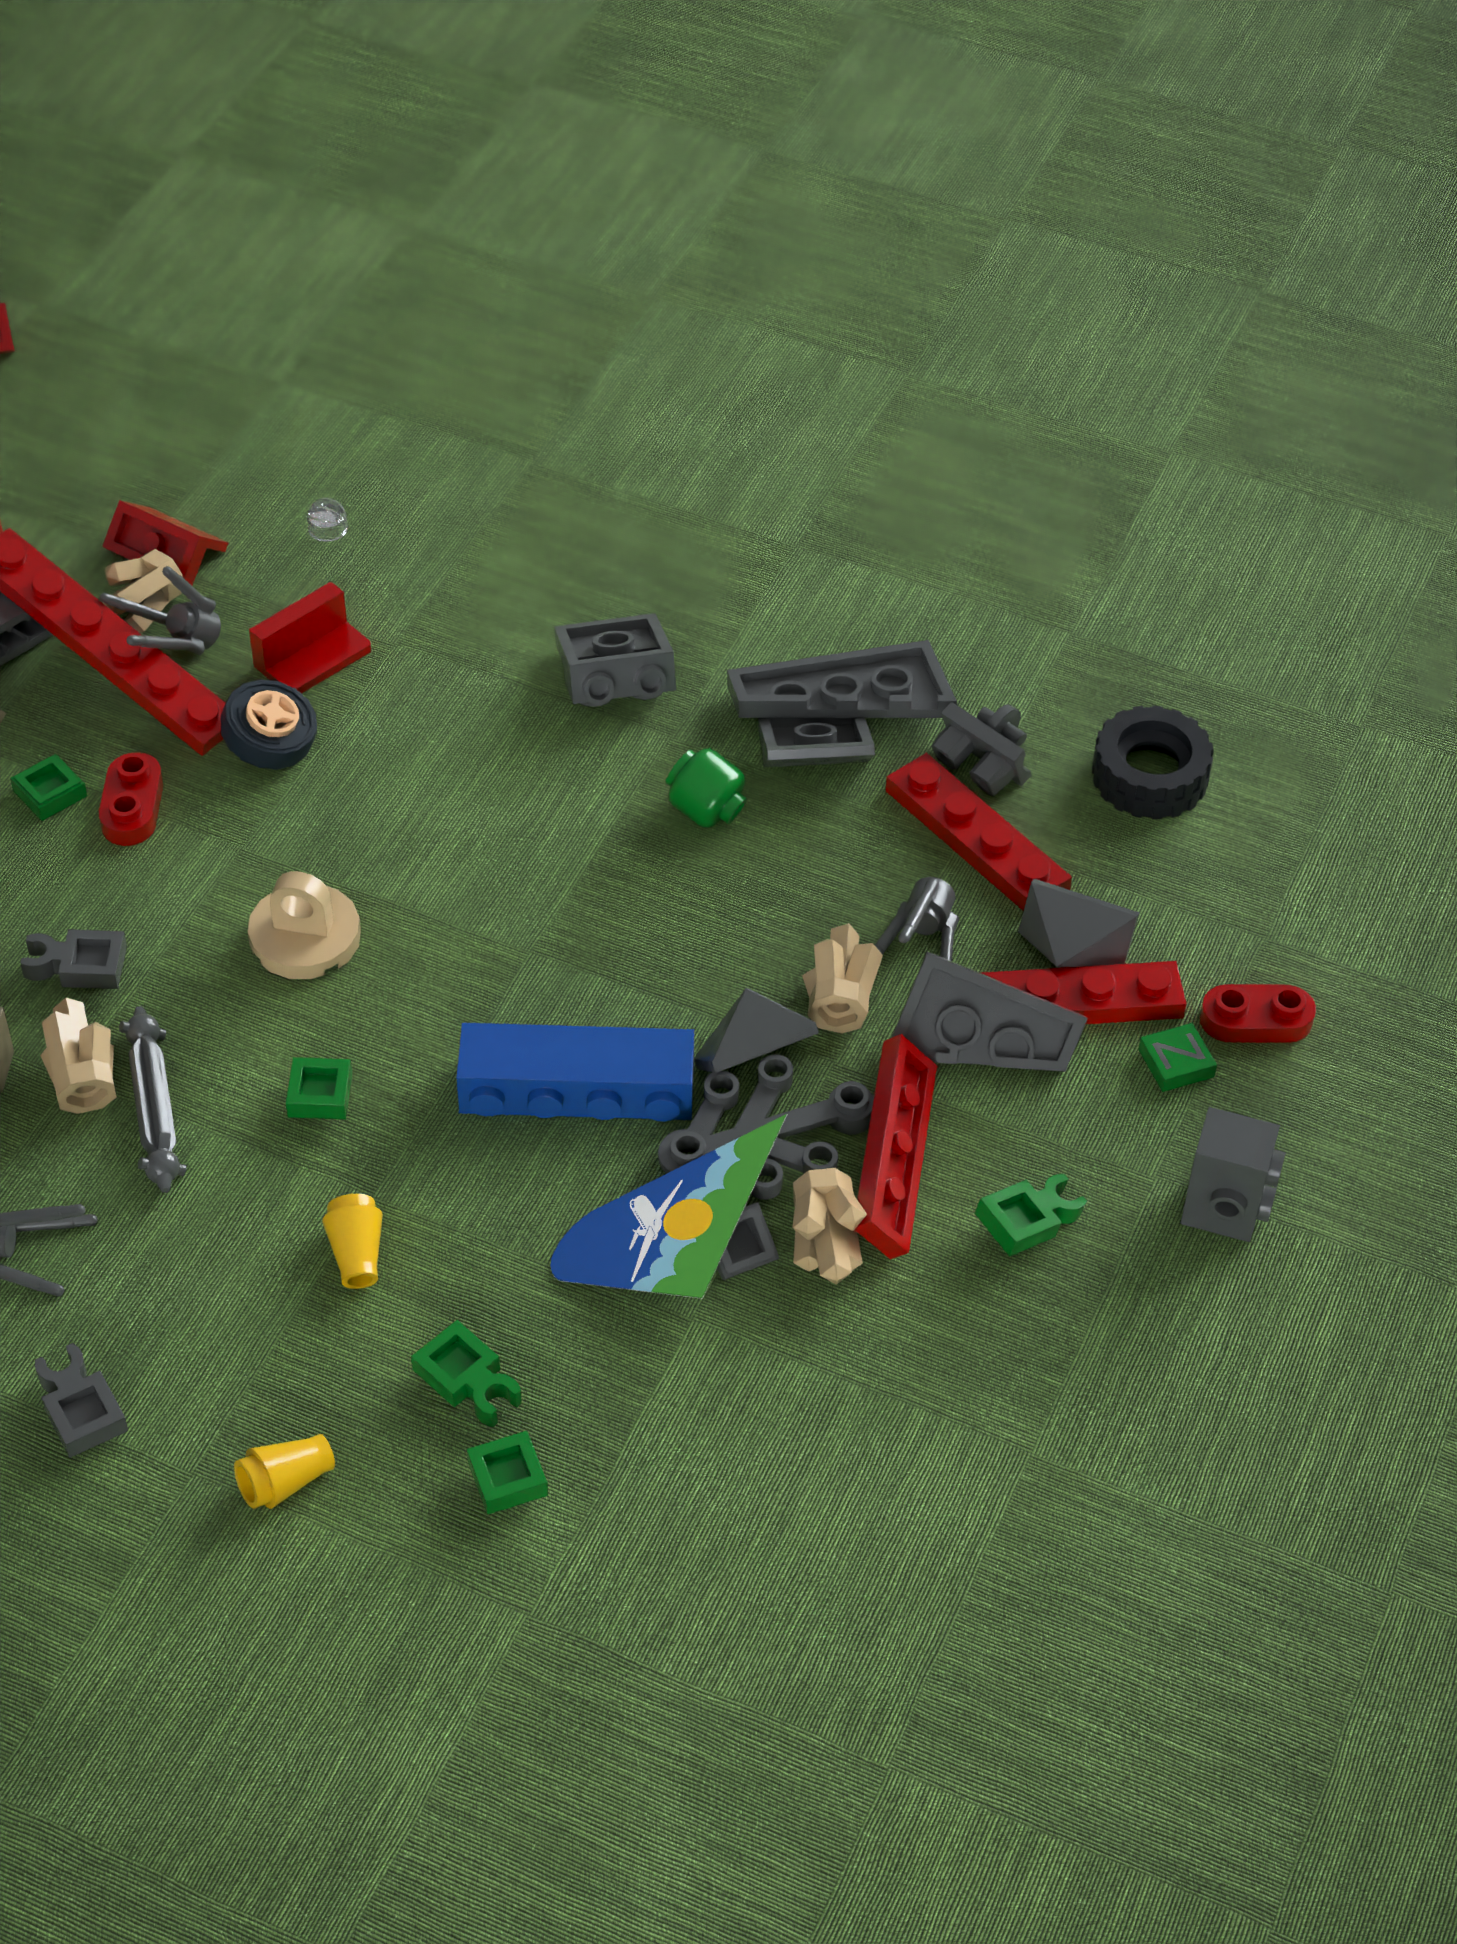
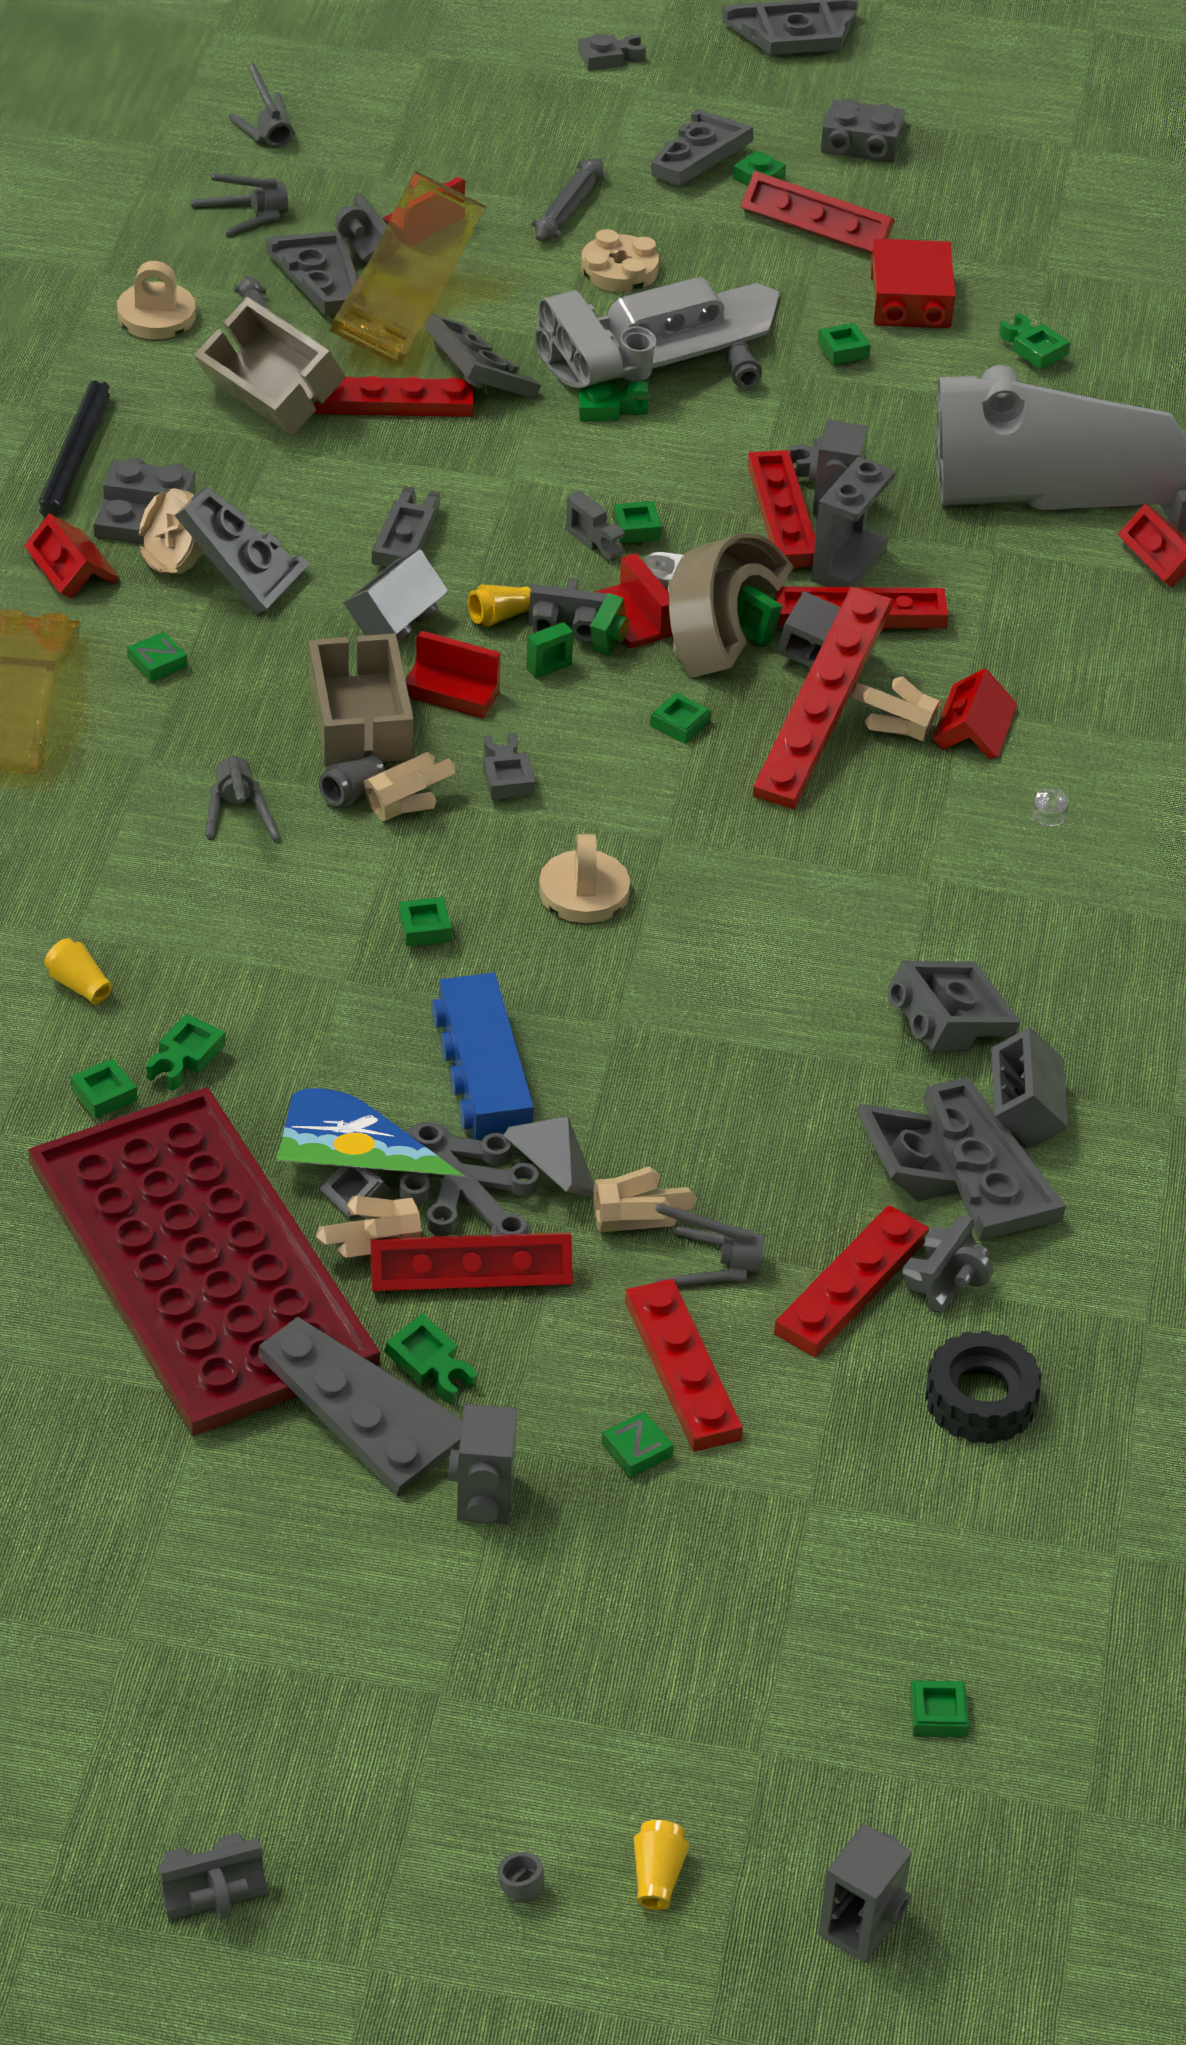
camera: 75 degrees right, 5 degrees down
(36, 1118) = (344, 782): none -> dark grey cone
(79, 1405) = (107, 862): dark grey plate -> none
(131, 799) = (685, 763): red plate -> none
(152, 1099) = (390, 838): dark grey wheel -> none
(190, 624) = (877, 744): dark grey plant -> none
(288, 722) = (795, 801): black wheel -> none
(307, 640) = (895, 821): red panel -> none
(354, 1235) = (289, 968): yellow cone -> none
(706, 787) = (821, 1086): green head -> none
(765, 623) = (1029, 1087): none -> dark grey brick
(819, 1416) = (194, 1252): none -> dark red plate
(982, 1021) = (617, 1295): dark grey wing -> none
(1076, 927) = (746, 1350): dark grey slope -> none
(1101, 1283) = (372, 1412): none -> dark grey wing
(1261, 1013) = (706, 1492): red plate -> none

